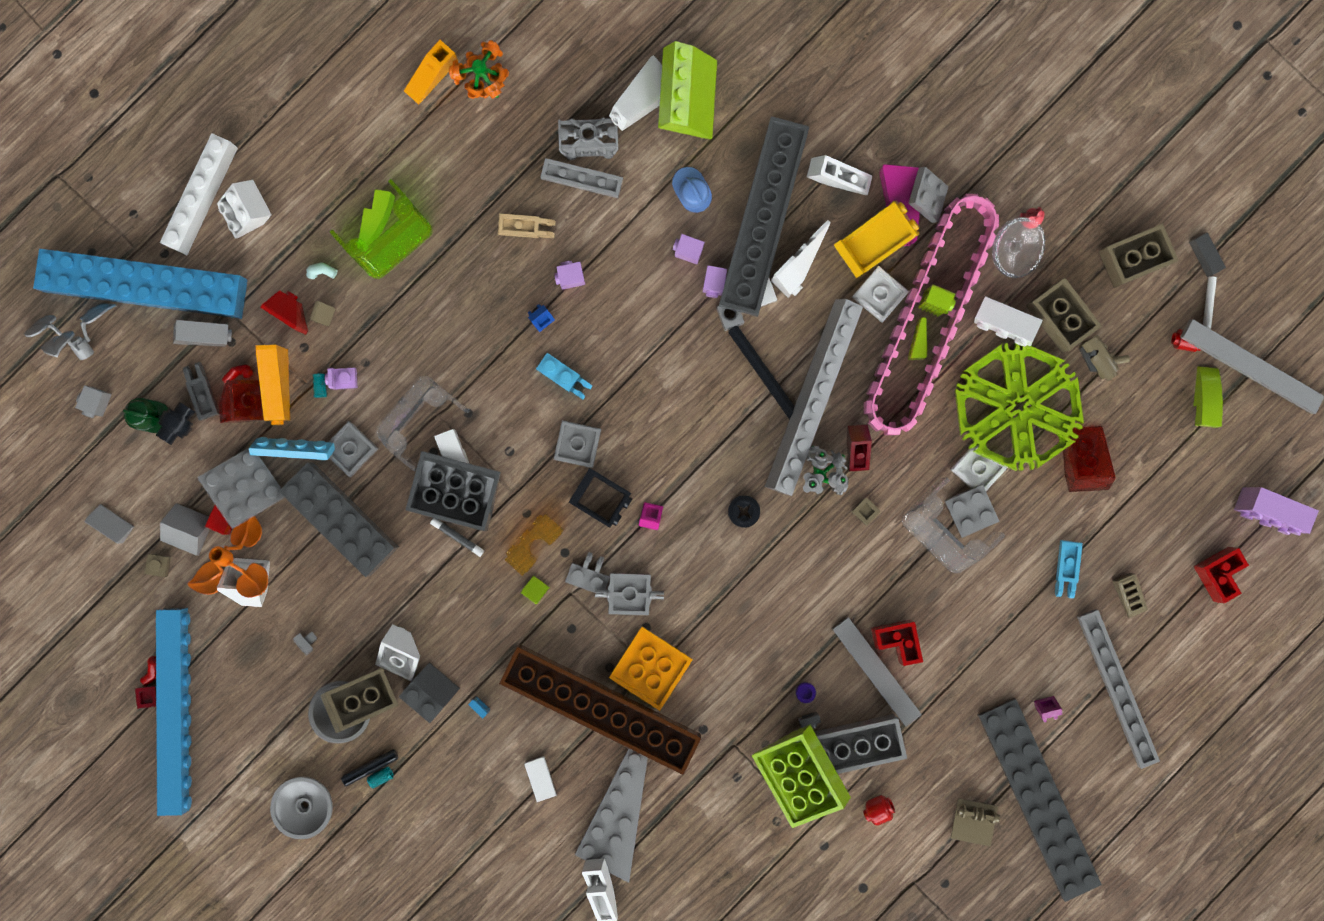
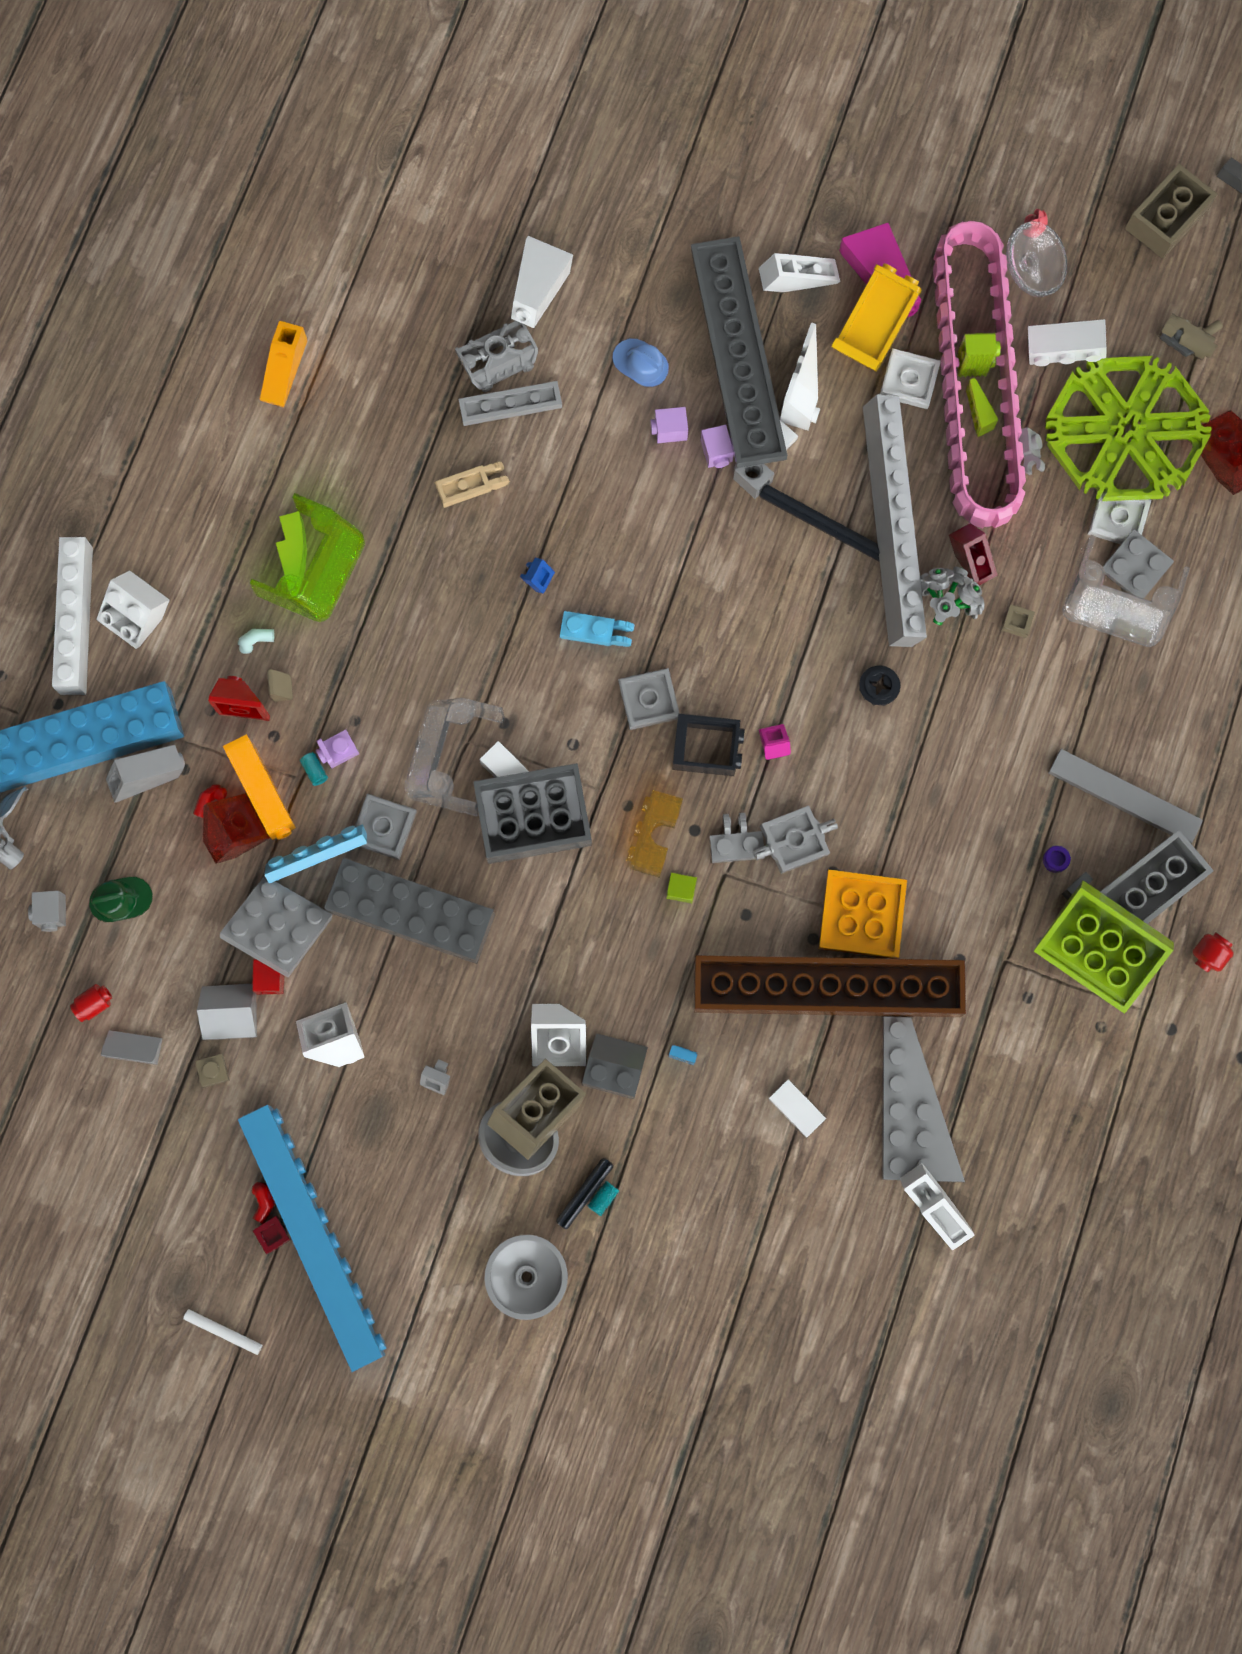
camera: 25 degrees left, 10 degrees down
(89, 746) = (222, 1332): none -> white bar
(94, 480) = (91, 1002): none -> red brick
(175, 423) = (161, 888): black piece -> none
(201, 393) = (176, 842): dark grey hinge -> none
(254, 579) = (342, 1026): orange plant -> none
(457, 537) = (559, 869): dark grey bar -> none
(476, 64) = (337, 332): orange plant -> none
(569, 275) = (549, 513): lavender brick -> none
(687, 90) = (584, 255): lime slope -> none
(902, 636) = (1138, 741): red brick -> none
(928, 194) = (908, 248): light grey plate -> none
(941, 387) = (1031, 450): none -> light grey plate
(1064, 315) = (1128, 307): dark tan brick -> none

